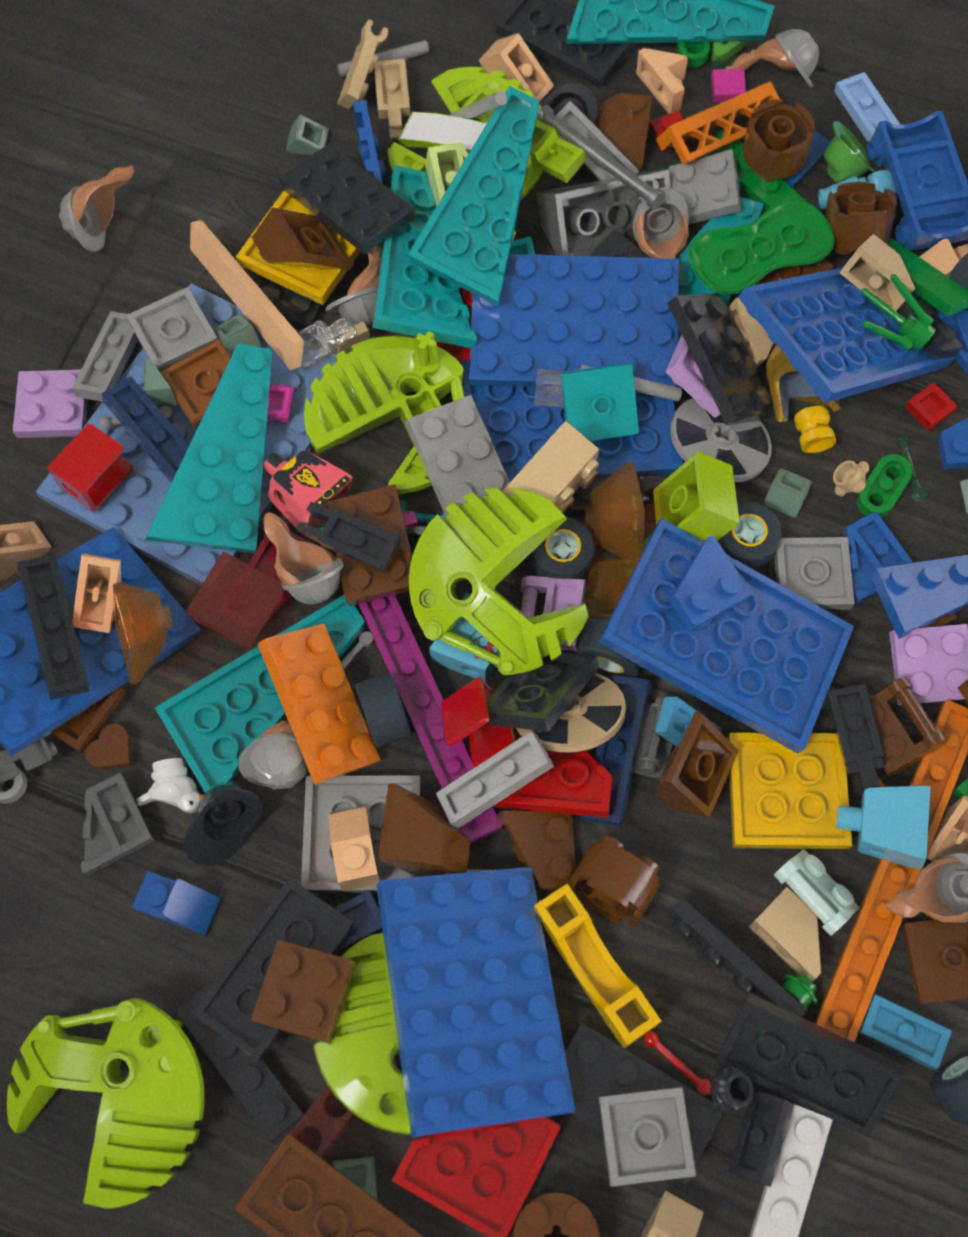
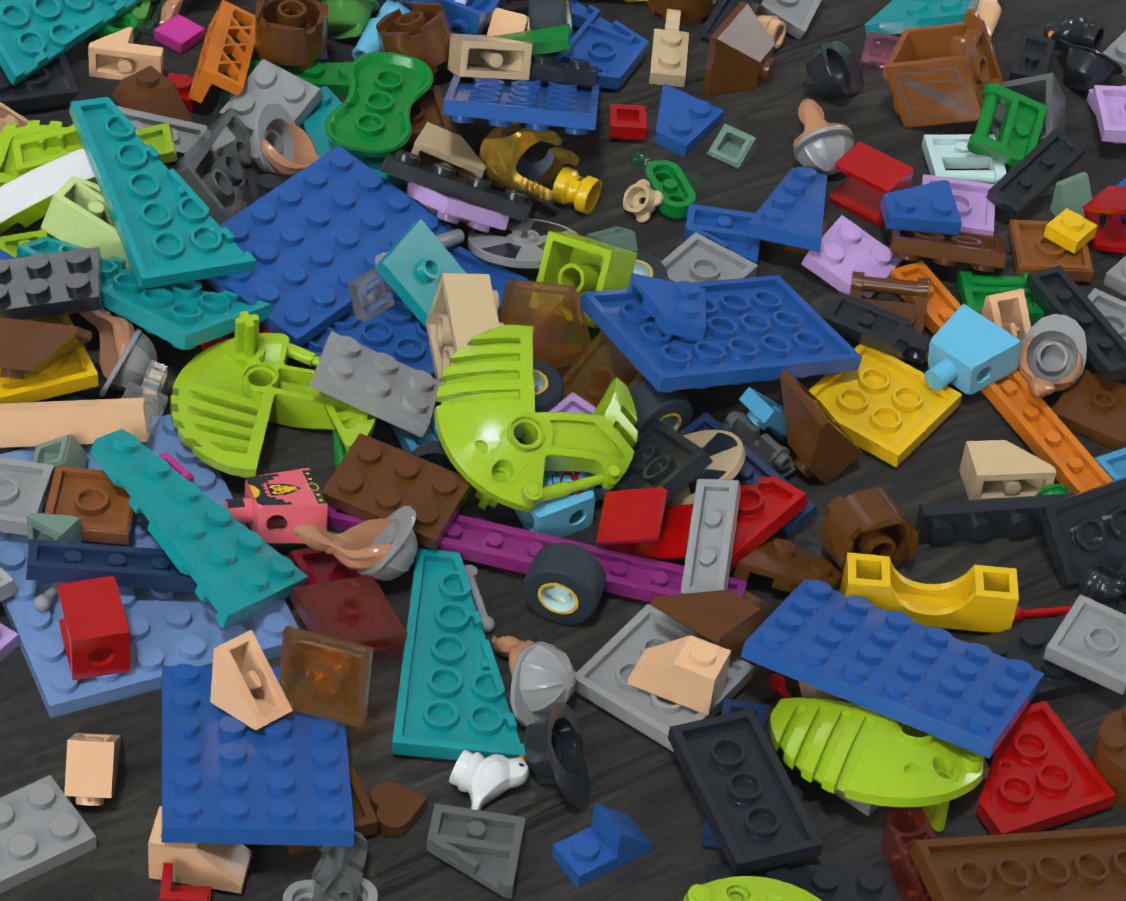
camera: 60 degrees left, 25 degrees down
(53, 627) = (253, 730): black plate -> none
(304, 992) = (792, 765): reddish brown plate -> none
(319, 703) = (530, 617): orange plate -> none
(352, 537) = (384, 483): black hinge -> none
(482, 106) = (57, 138): light grey bar -> none
(653, 196) = (209, 118): flat silver bar -> none
(825, 897) = (969, 429): light aqua plate -> none
(914, 330) = (562, 71): green plant -> none

